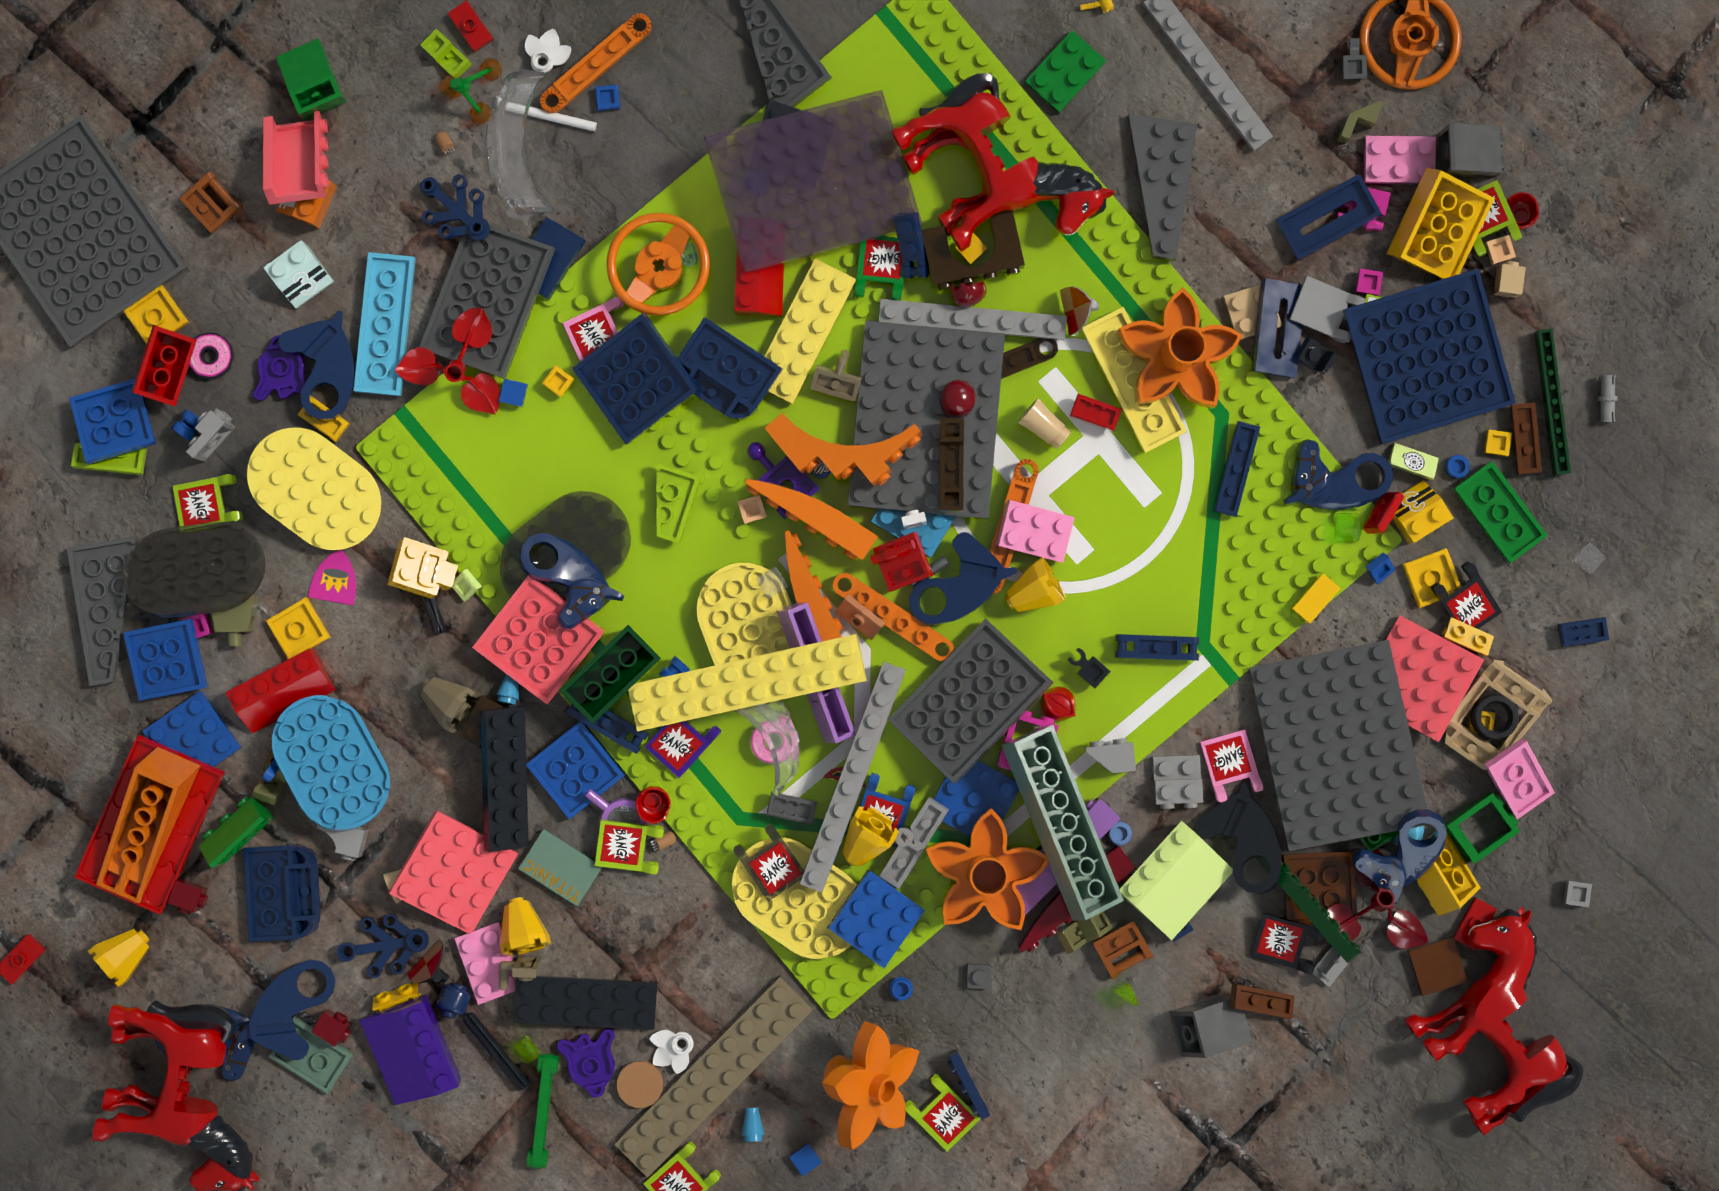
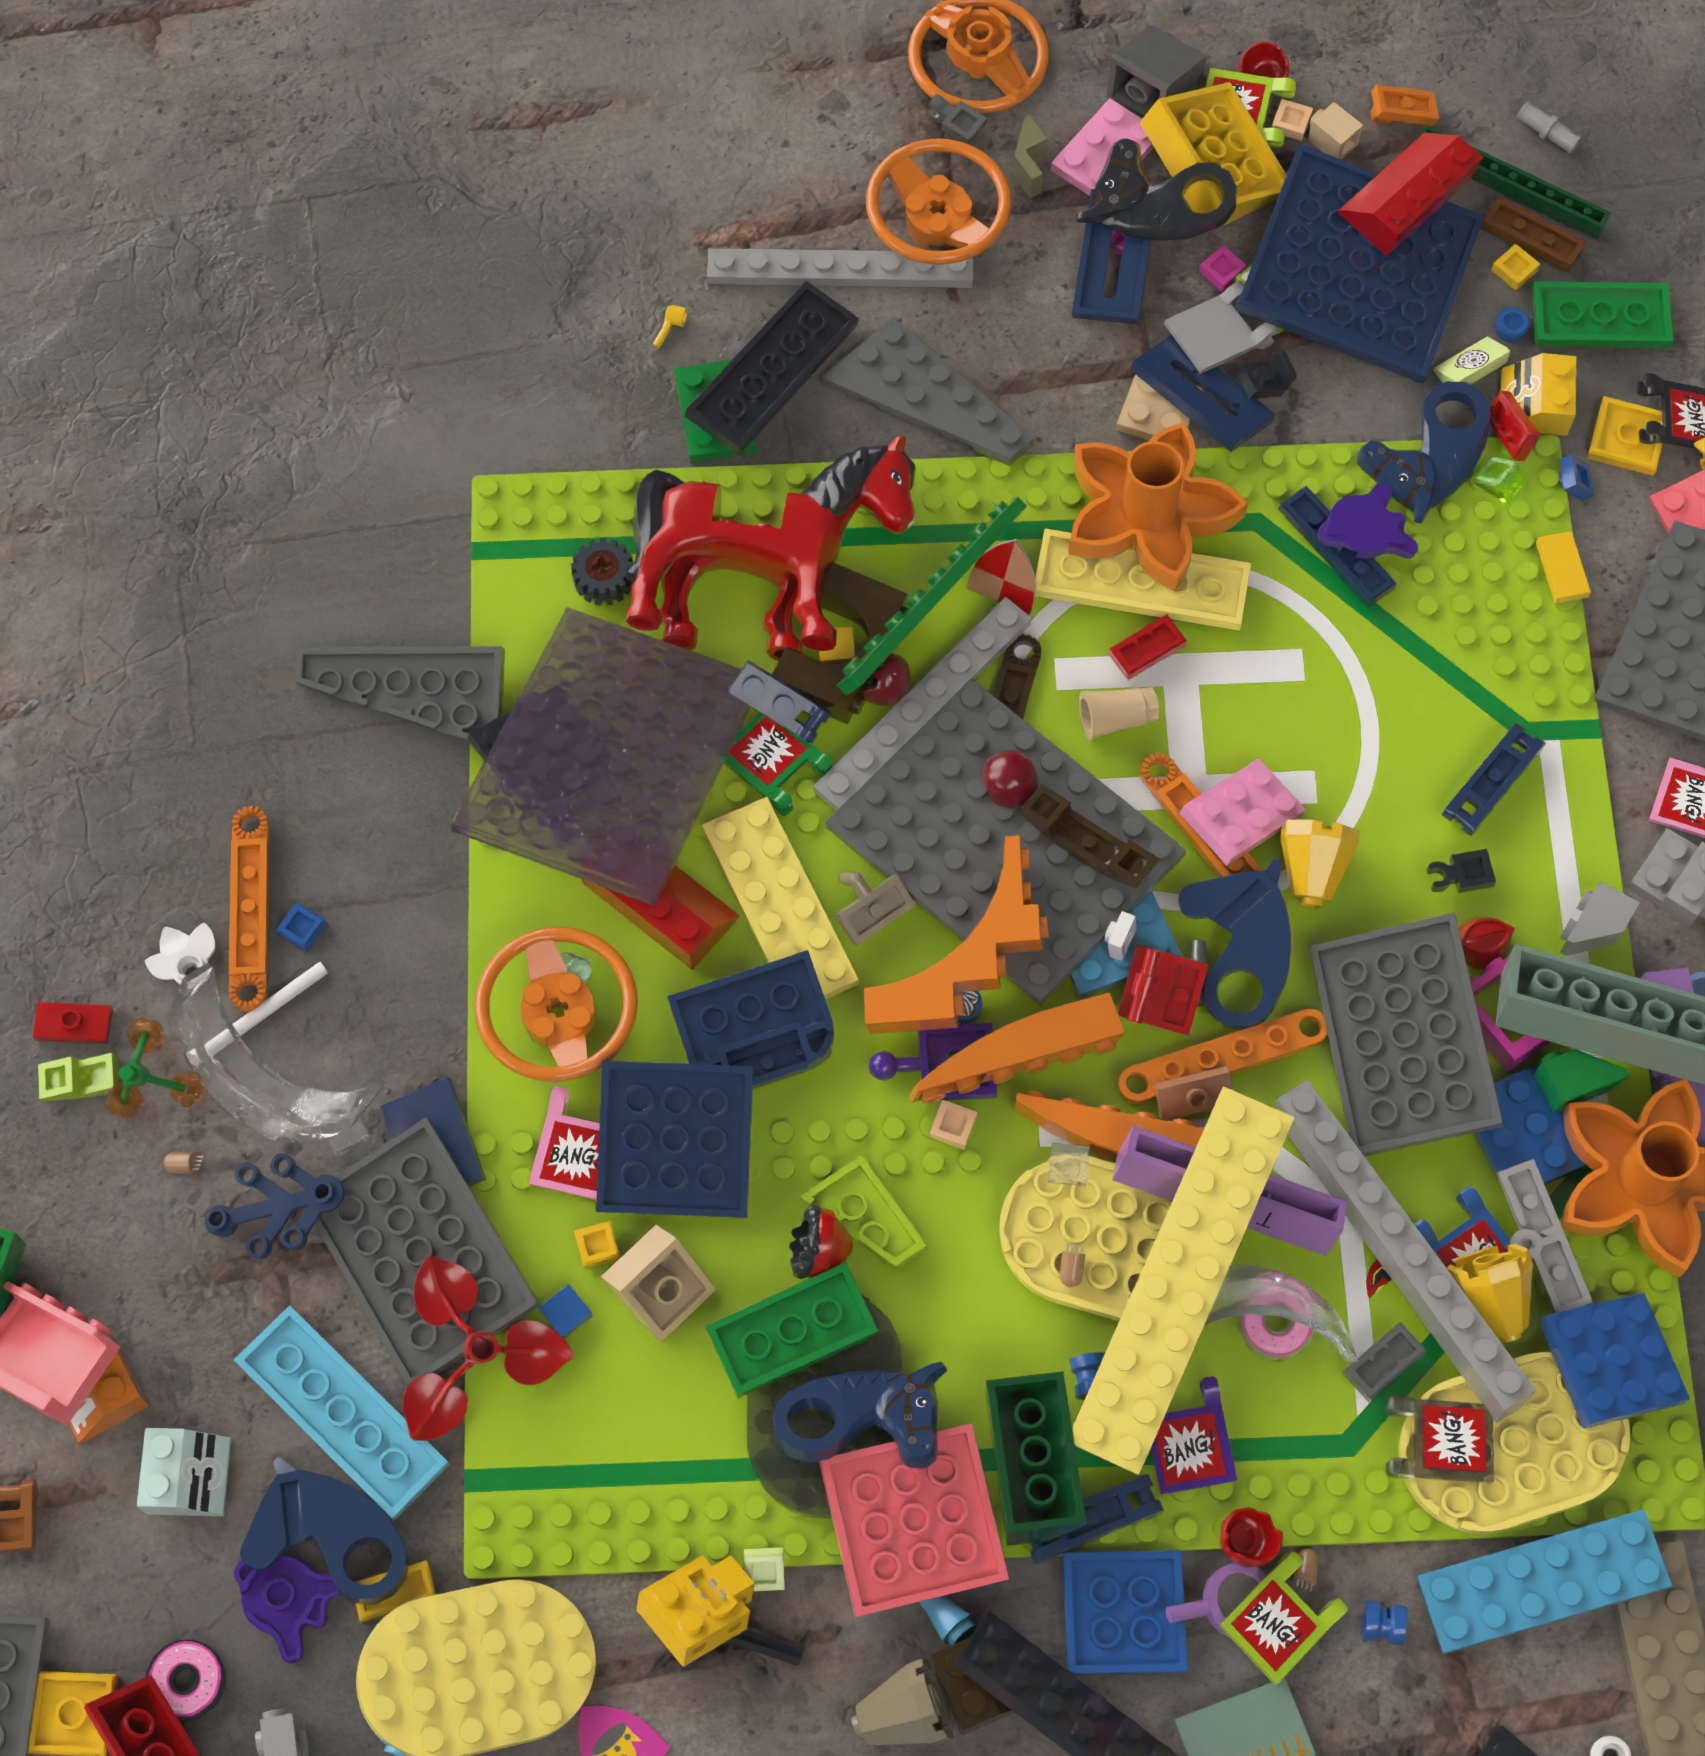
camera: 50 degrees left, 20 degrees down
(560, 426) = (658, 1282): none -> tan slope
(583, 511) = (791, 1330): none -> green plate
(637, 491) = (819, 1243): none -> hair
(663, 895) = (1384, 1622): none -> blue wheel
(721, 622) = (1072, 1267): none -> medium nougat piece
(740, 957) = (1543, 1581): none -> dark azure plate
(914, 99) = (602, 584): none -> black wheel
(1009, 802) = (1576, 1078): none -> green slope
(1024, 277) = (924, 601): none -> green plate
(1111, 84) = (771, 367): none -> black plate
(1258, 477) = (1367, 526): none -> dark purple tile
(1287, 82) = (935, 207): none -> orange piece
(1368, 220) = (1156, 212): none -> black animal
(1495, 351) = (1411, 189): none -> red slope
(1557, 307) = (1403, 105): none -> orange hinge

